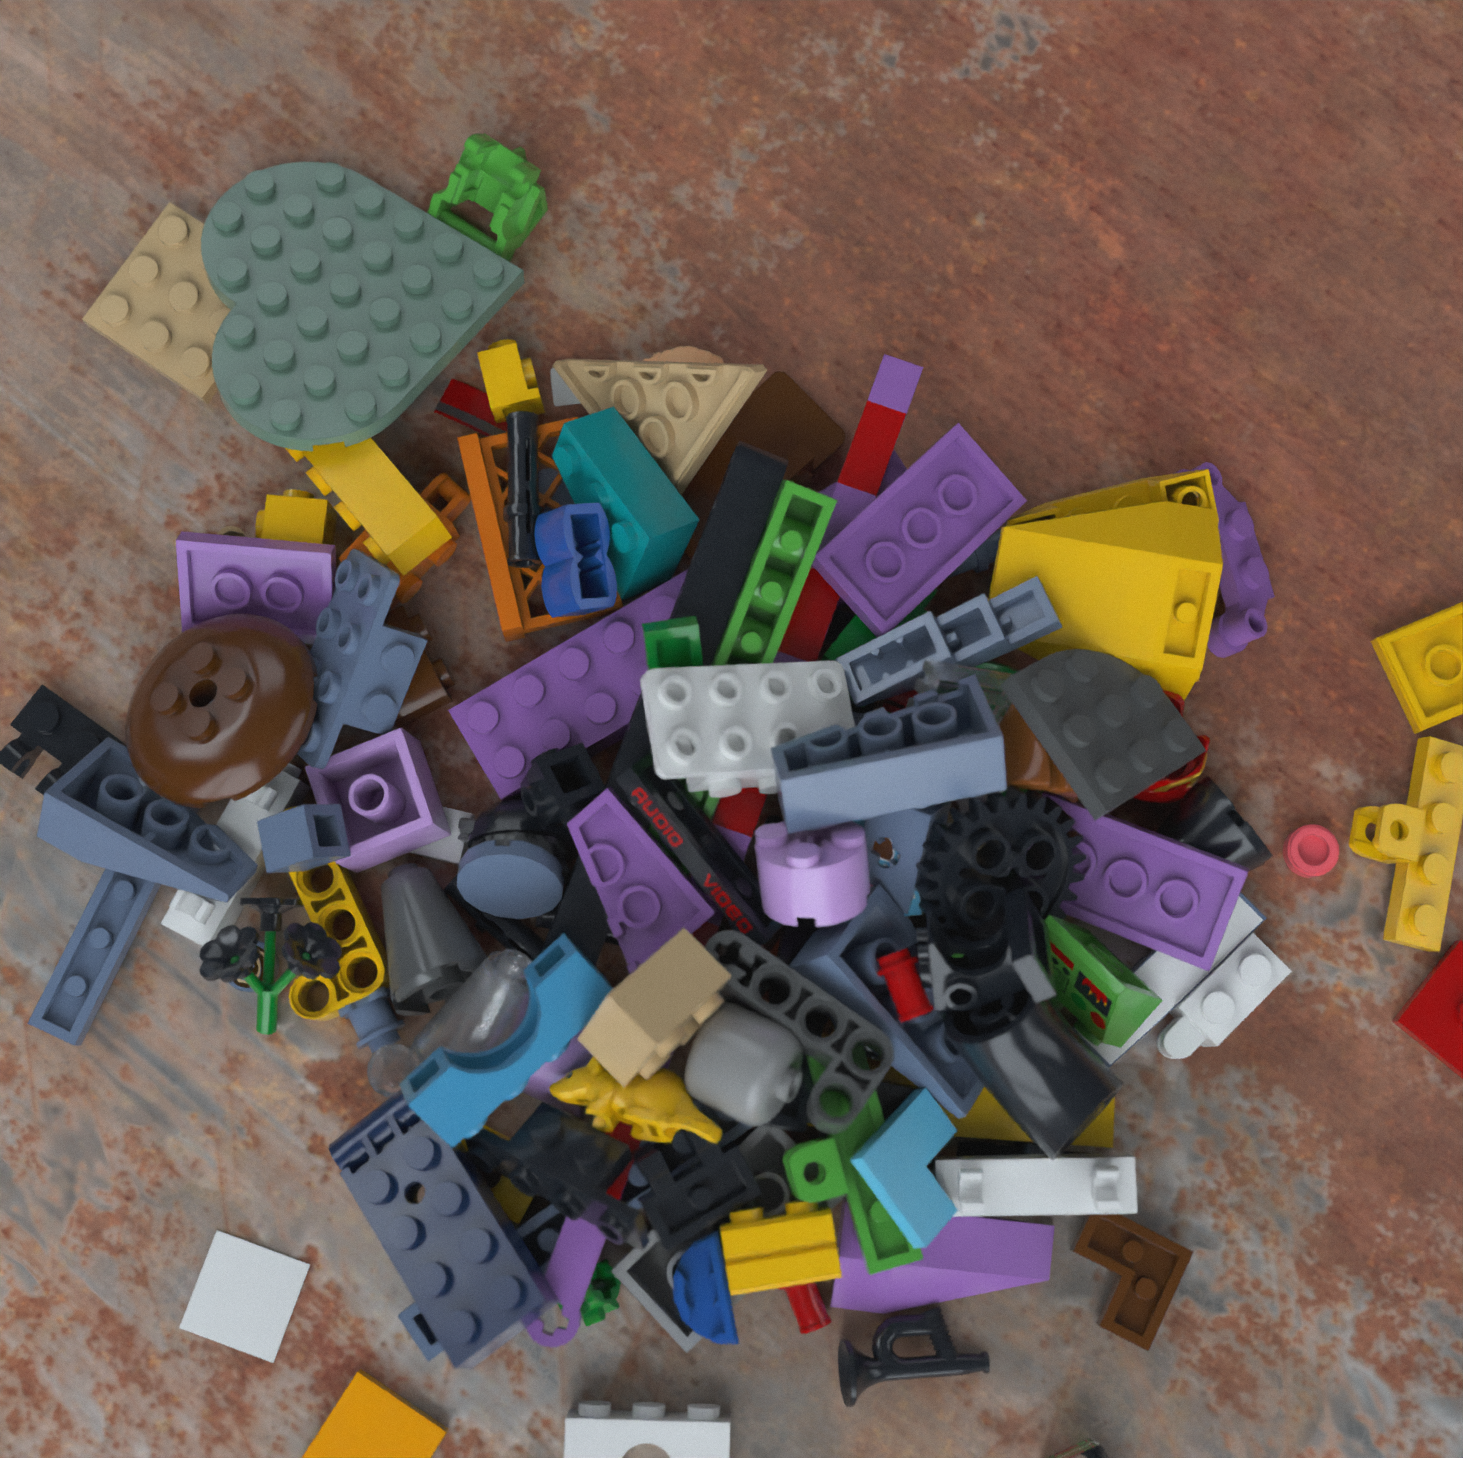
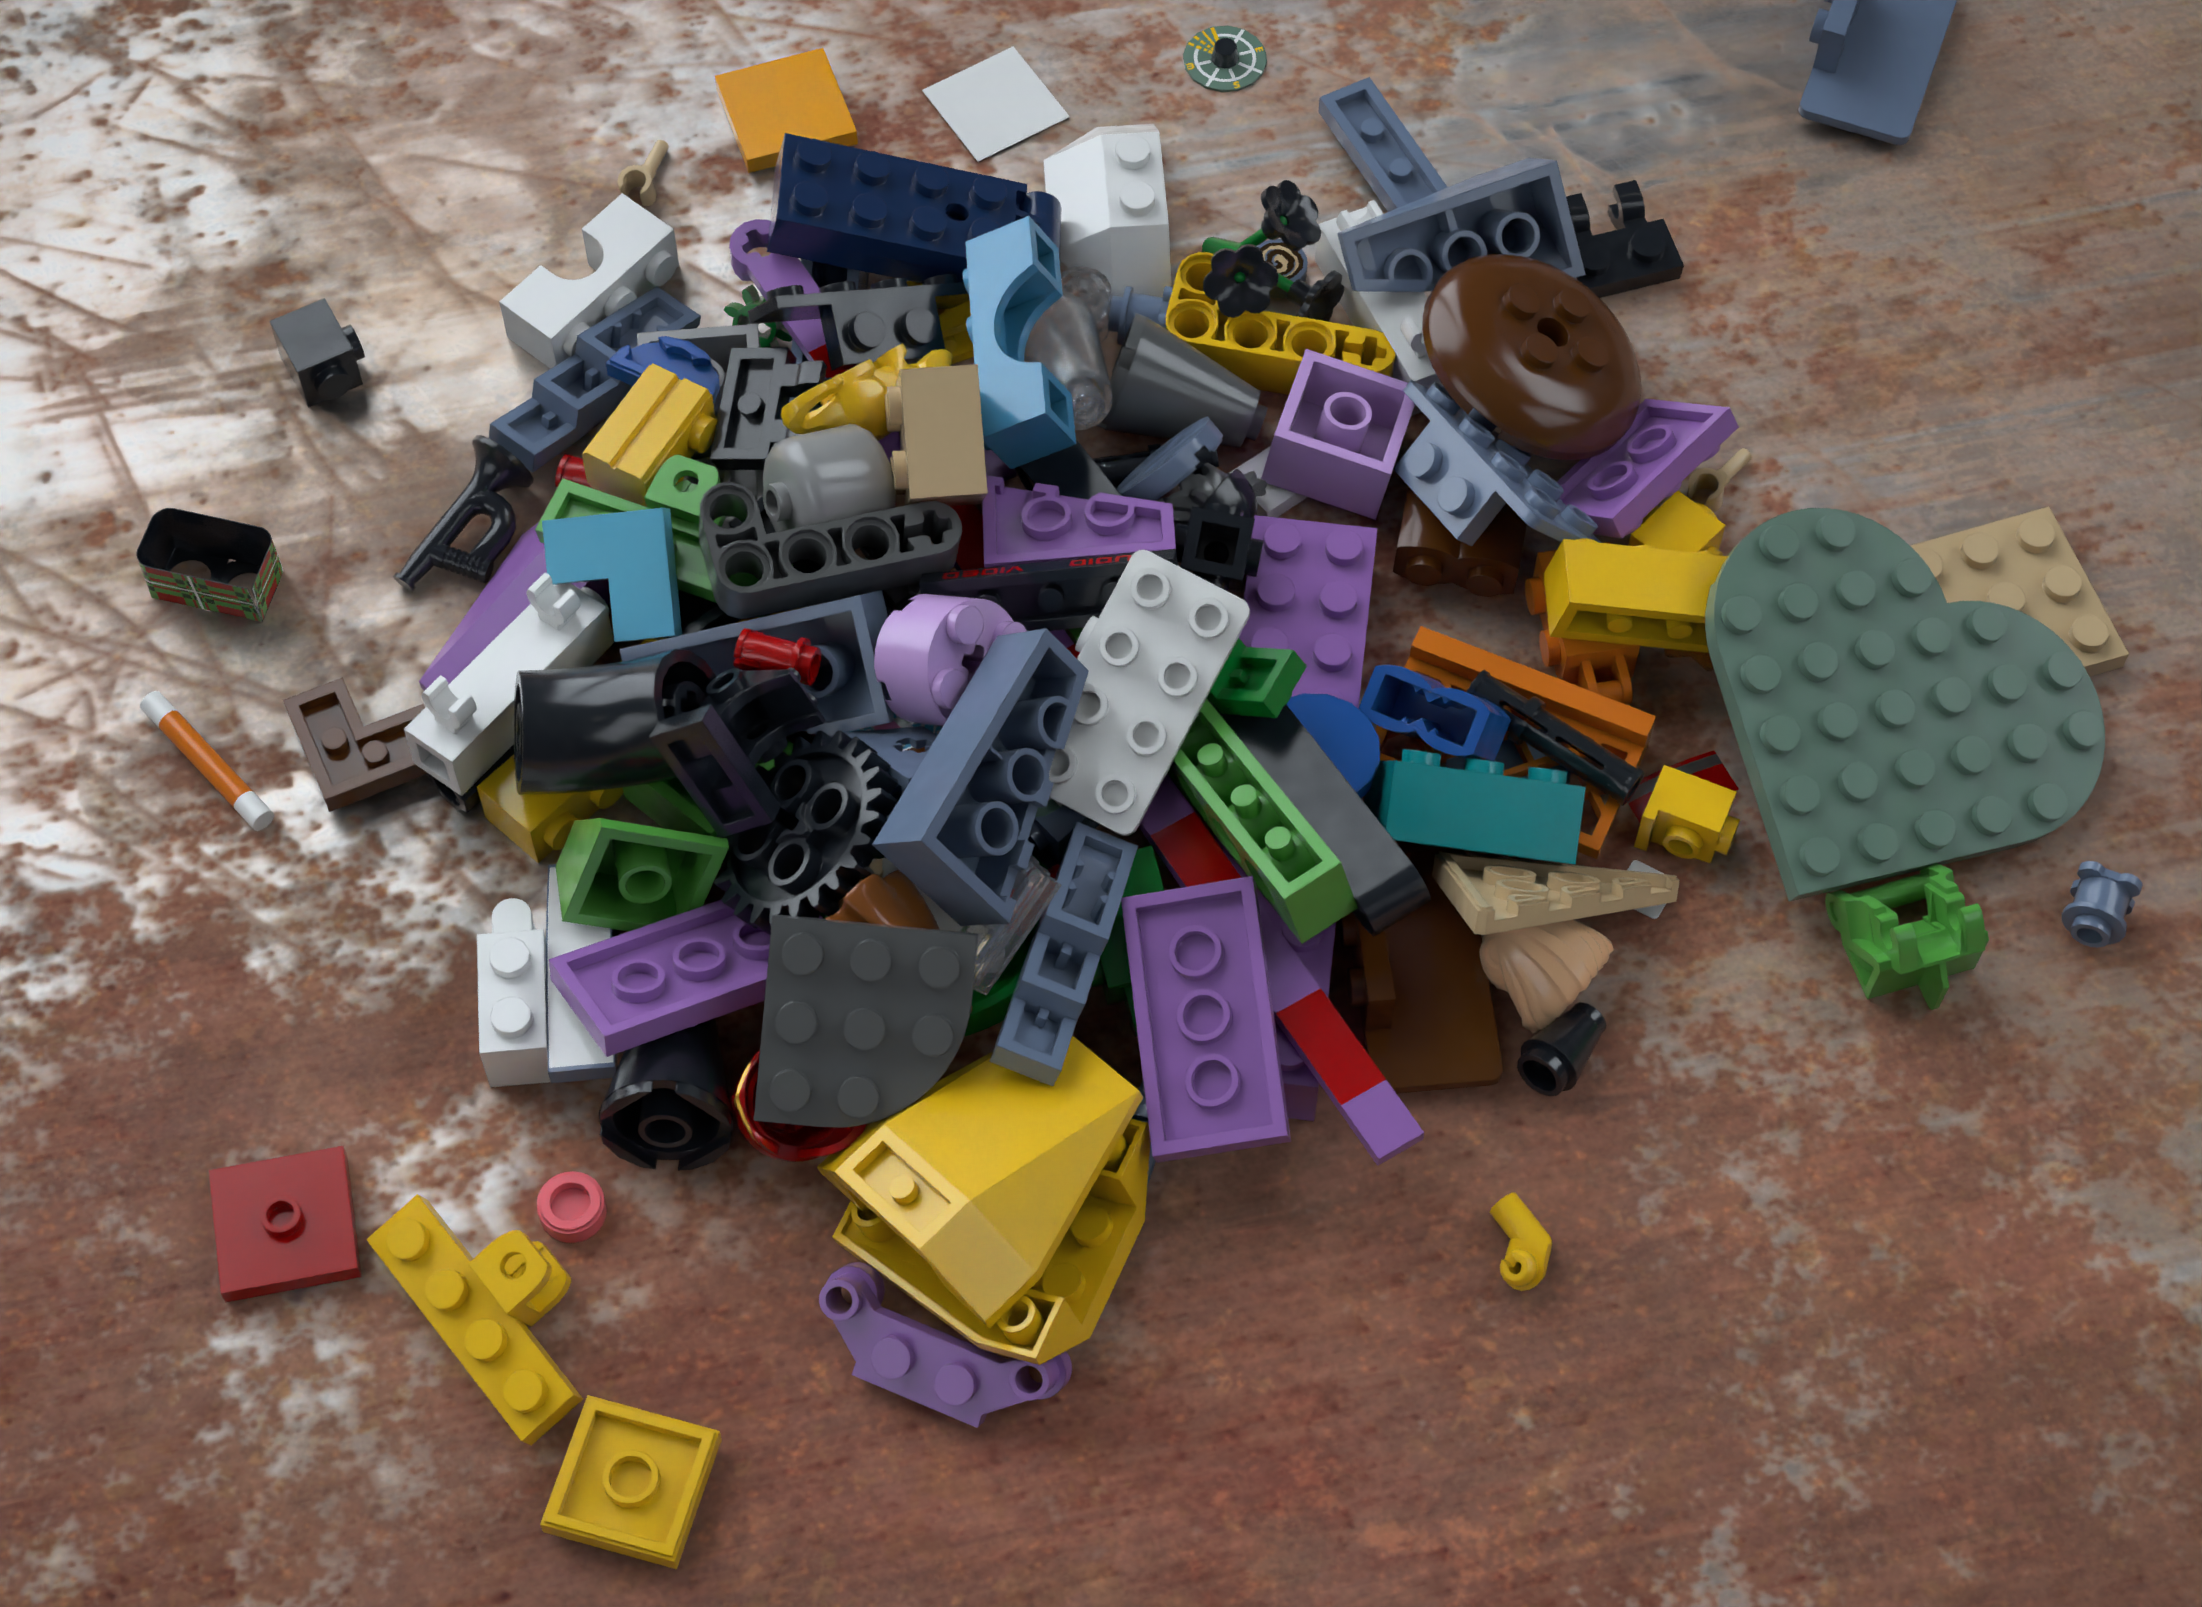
camera: 125 degrees right, 20 degrees down
(74, 1158) = (1224, 58): none -> sand green piece
(283, 1123) = (1114, 207): none -> white wedge
(303, 838) = (1347, 328): sand blue brick -> none
(384, 106) = (2100, 905): none -> sand blue brick
(647, 597) = (1342, 734): none -> blue tile
(721, 1375) = (578, 390): none -> sand blue slope
(736, 344) = (1560, 1051): none -> black cone
(876, 283) = (1528, 1244): none -> yellow arm
(1221, 1371) = (207, 760): none -> orange bar

